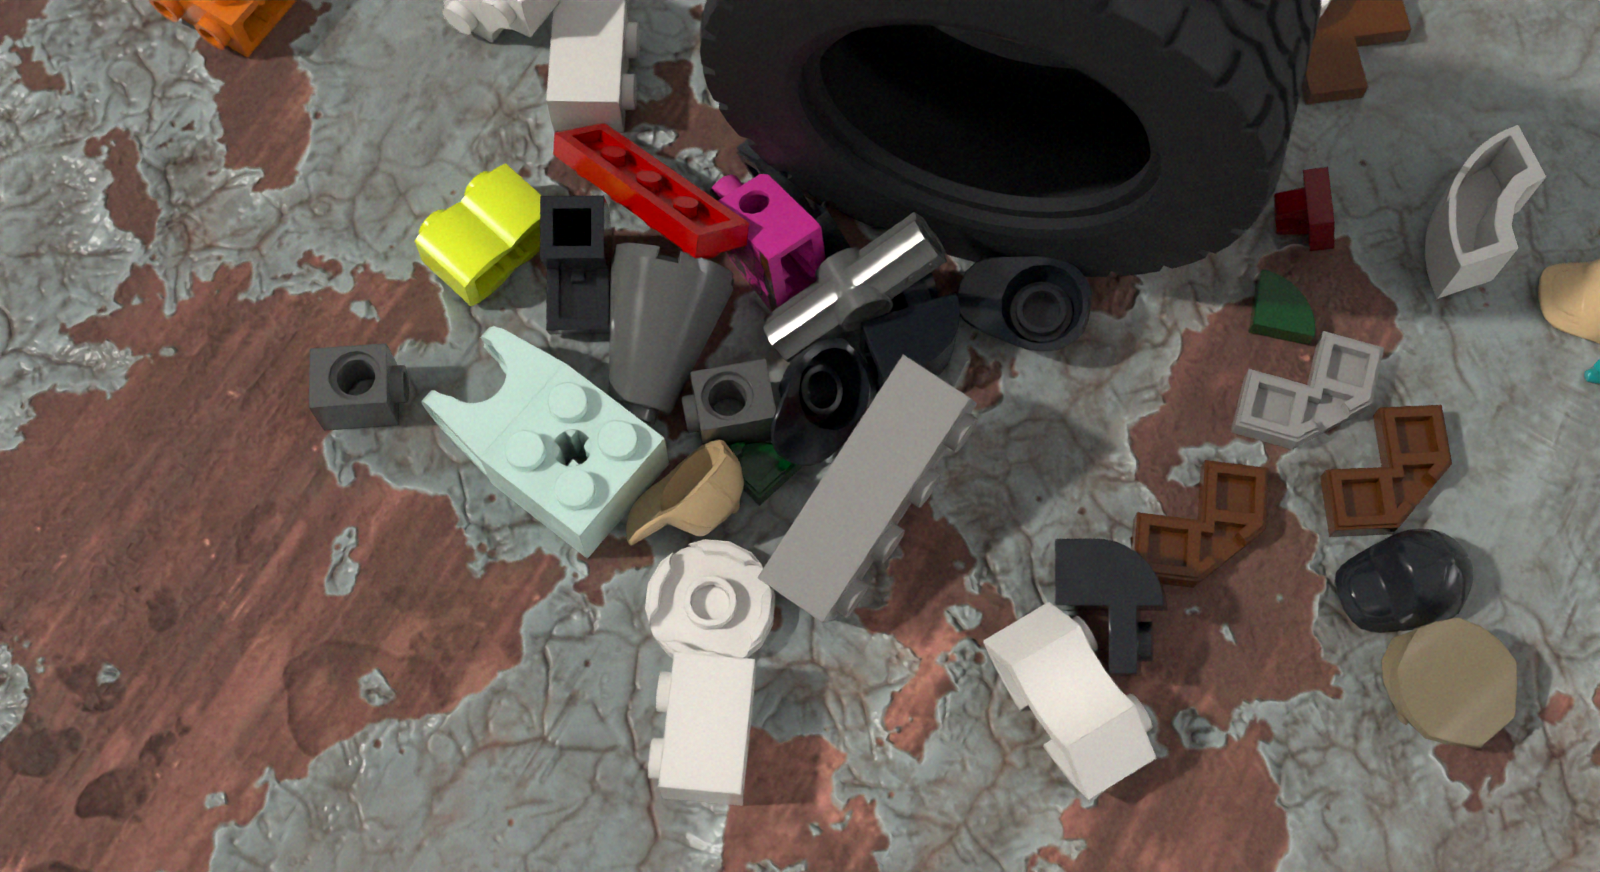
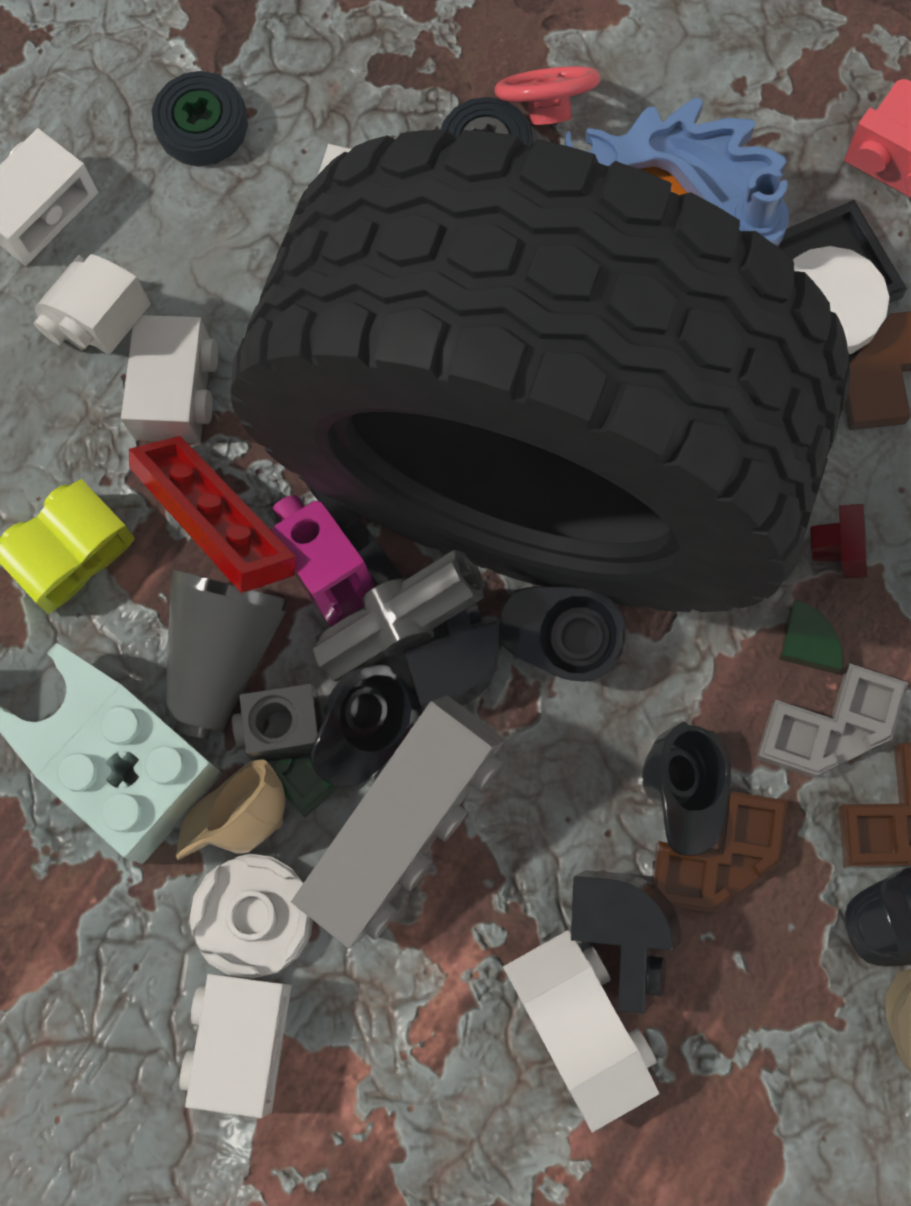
camera: 10 degrees right, 5 degrees up
(577, 262) = (139, 566): black brick -> none
(1168, 448) = (691, 781): none -> black piece

